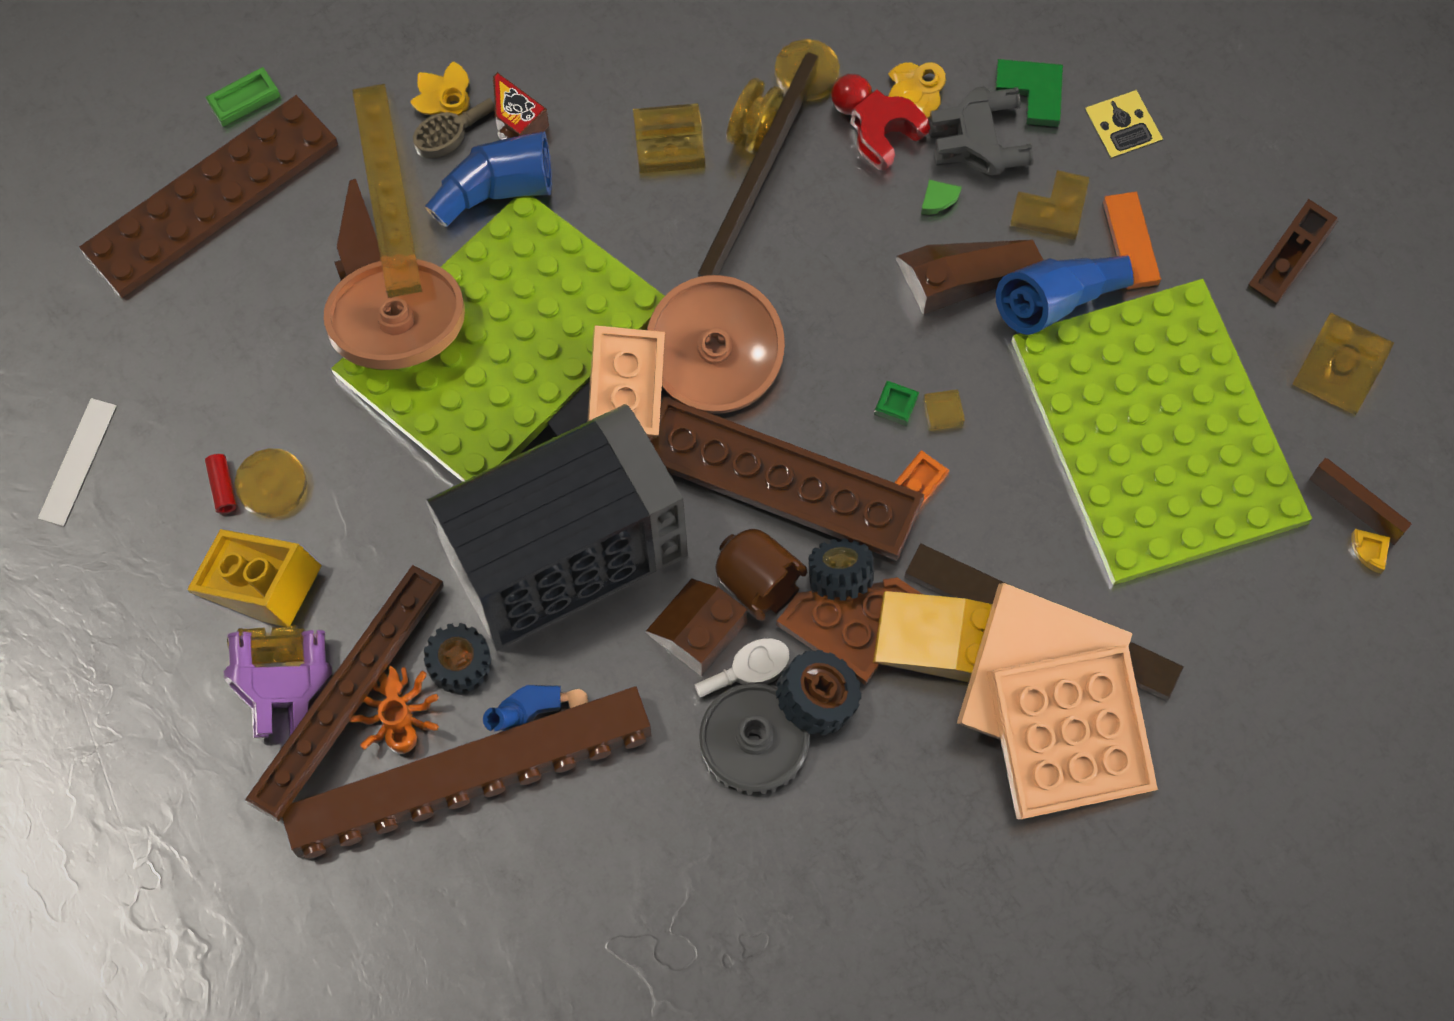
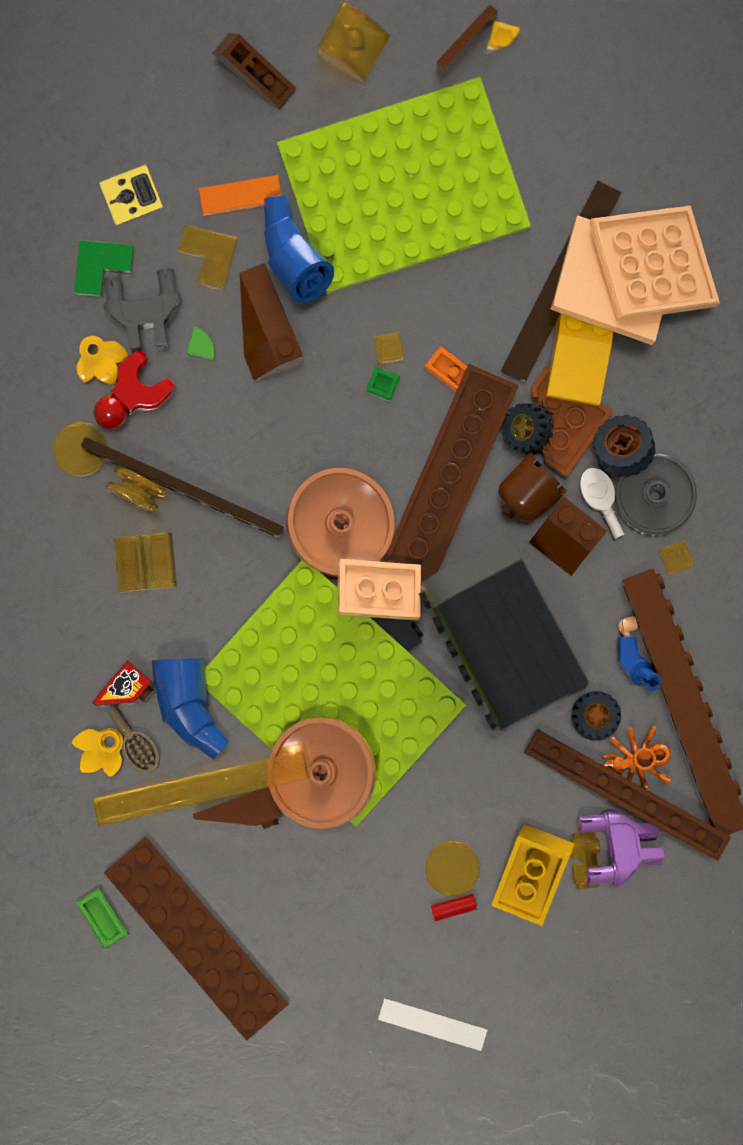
camera: 85 degrees left, 15 degrees up
(668, 767) = (676, 557): none -> clear yellow tile

